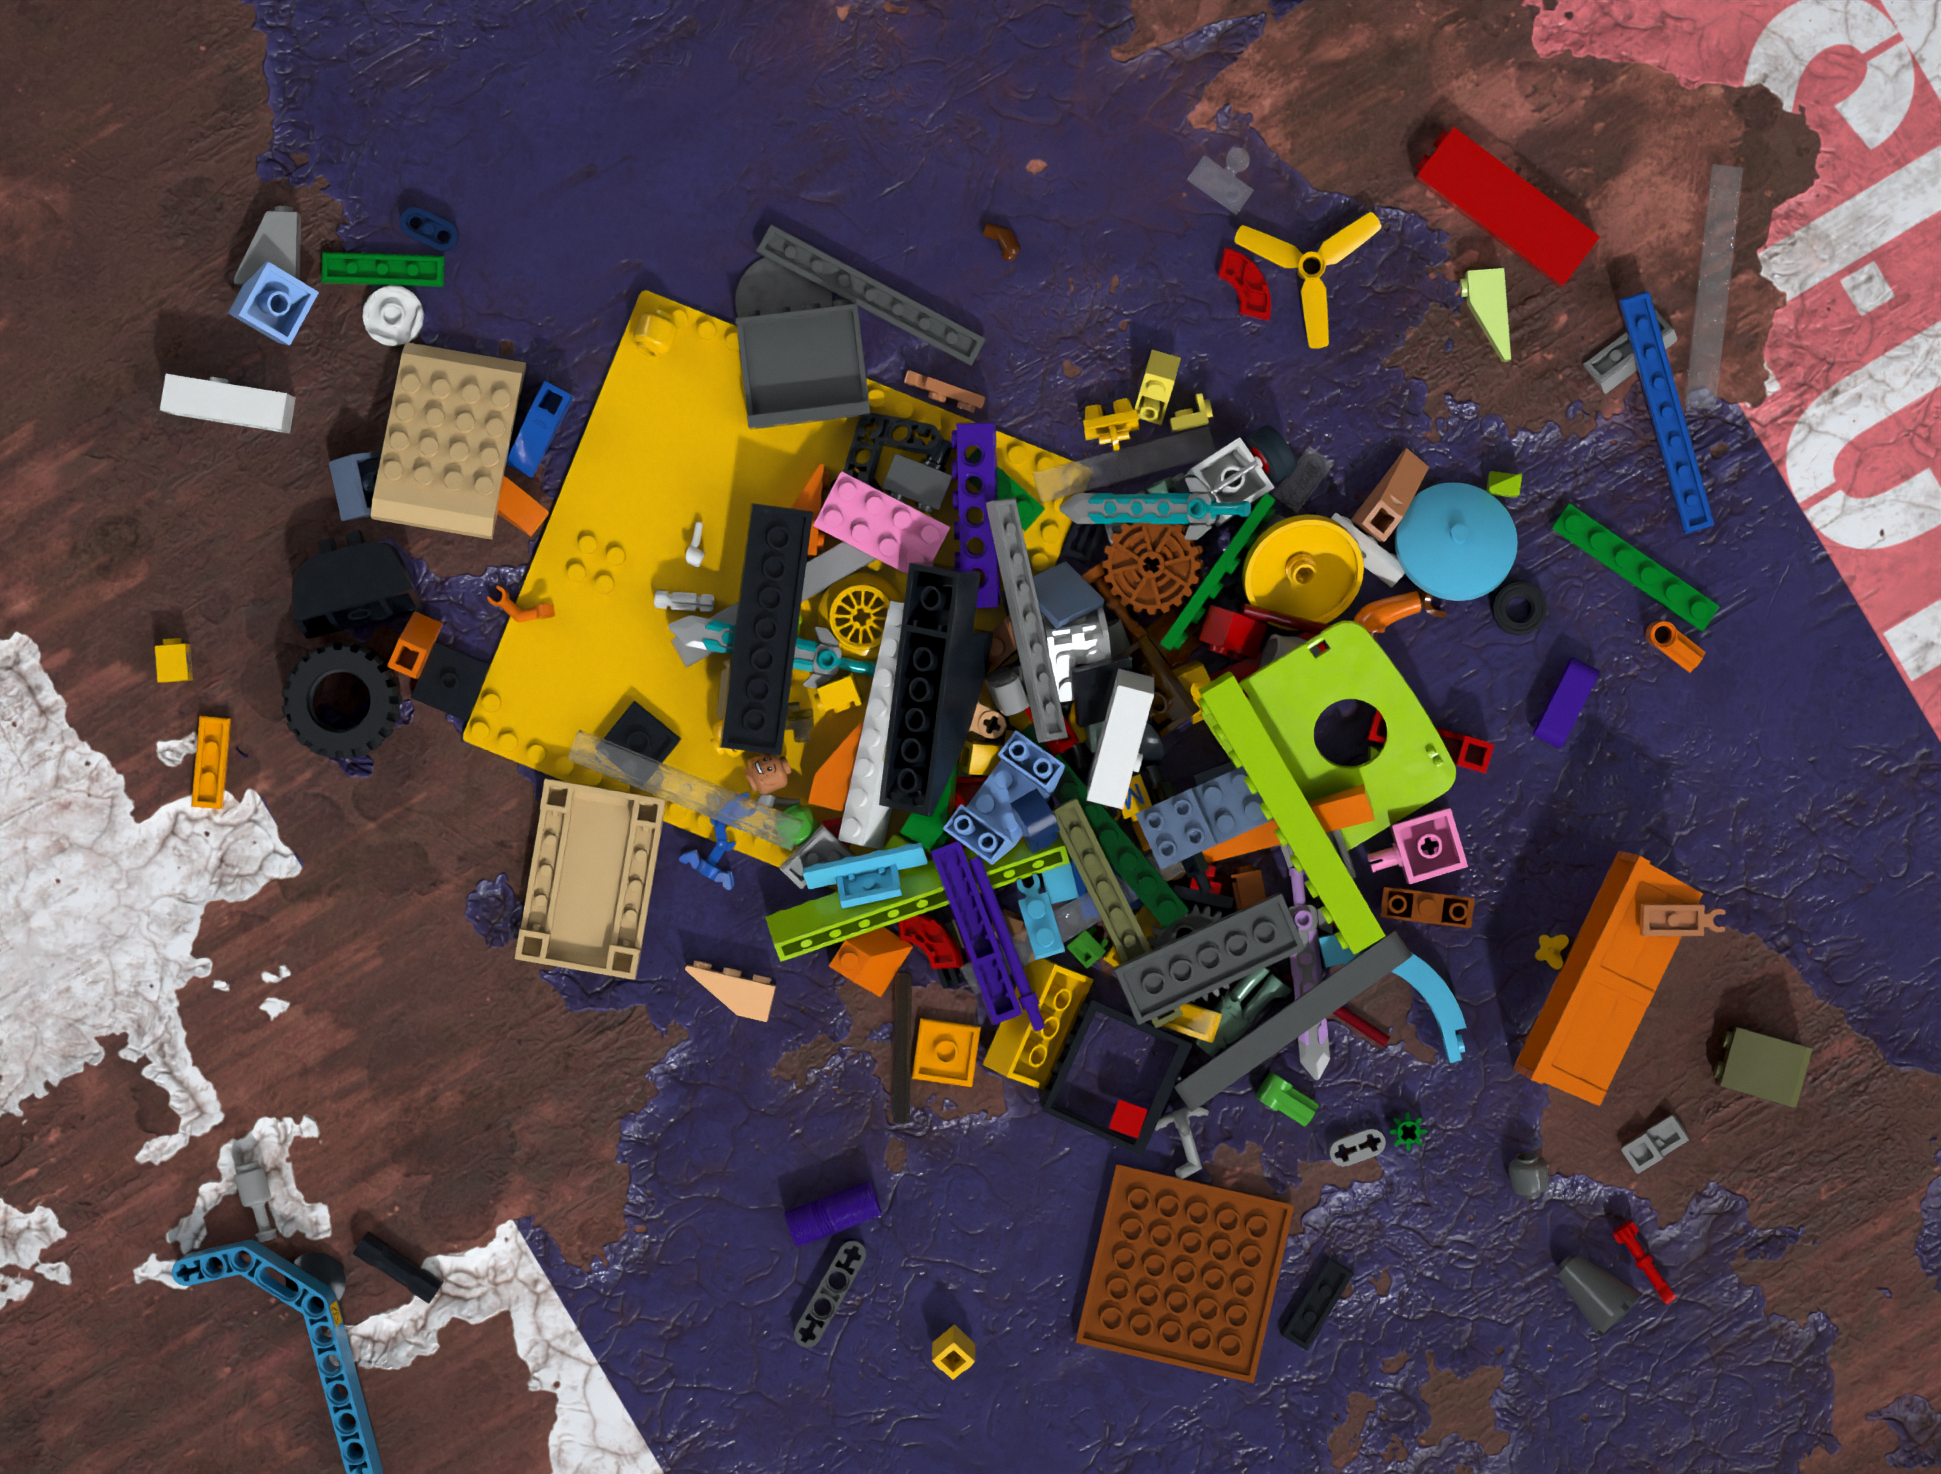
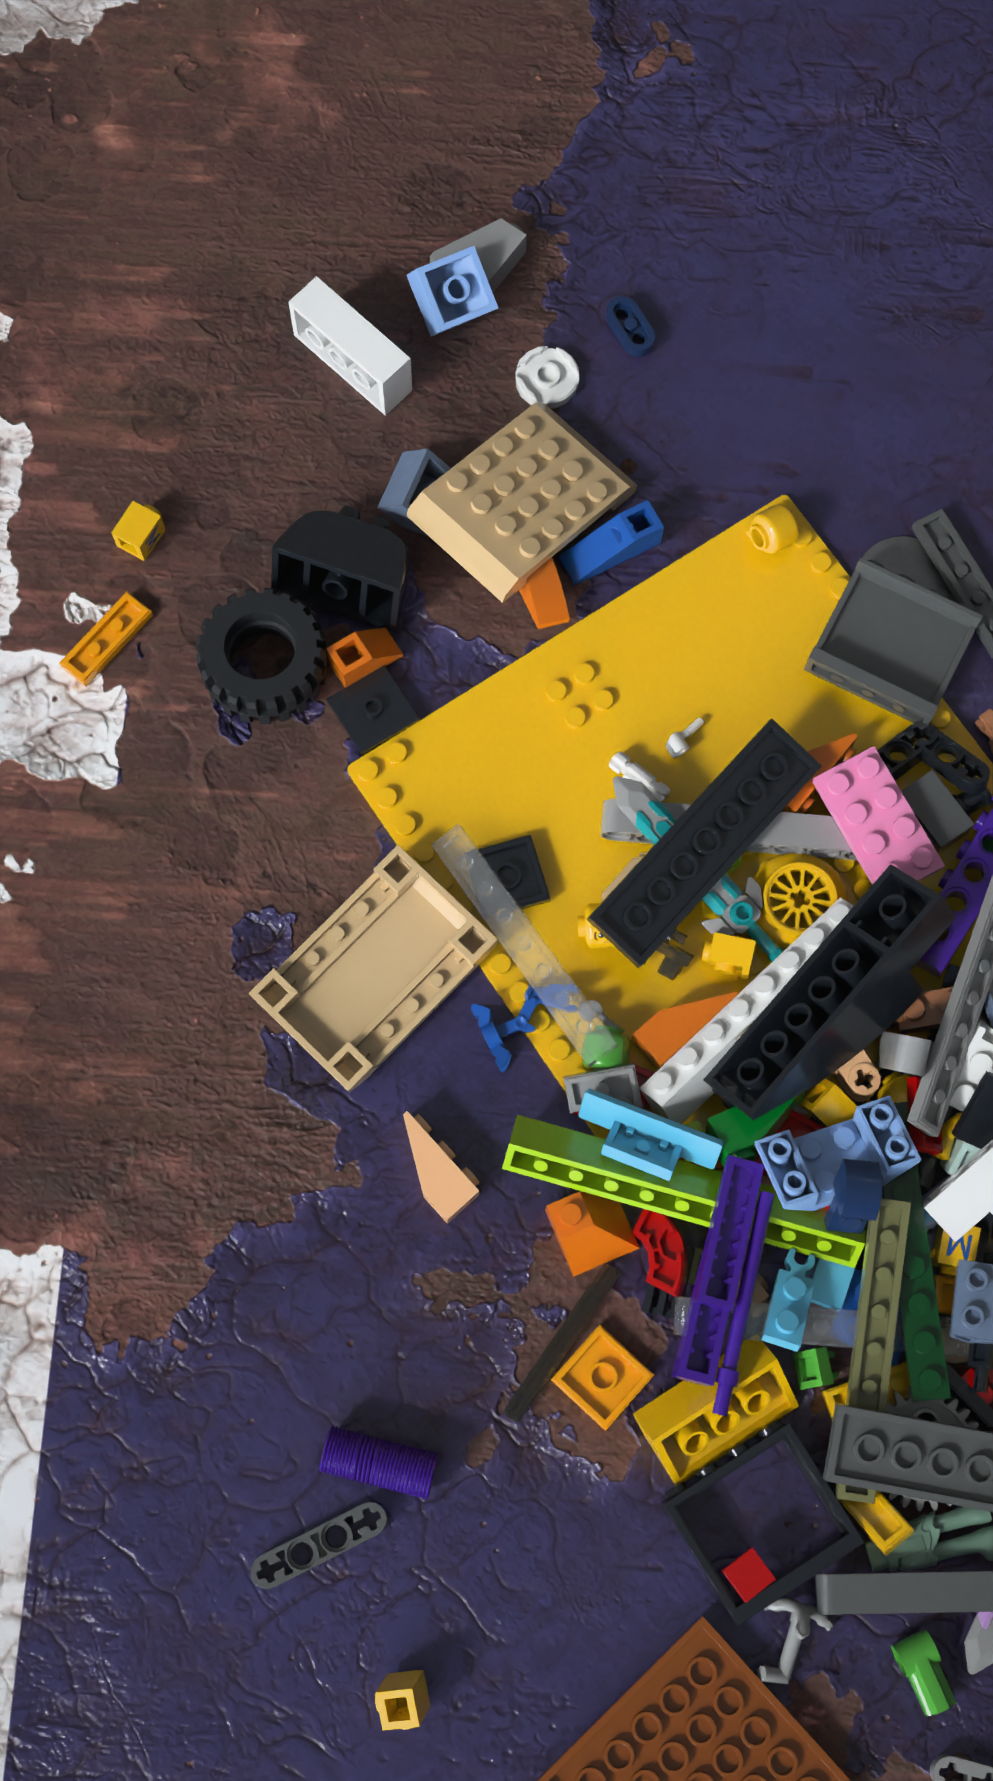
camera: 30 degrees right, 15 degrees down
(383, 269) = (565, 333): green tile -> none
(540, 611) = (501, 701): orange arm -> none
(767, 773) = (612, 981): nougat head -> none

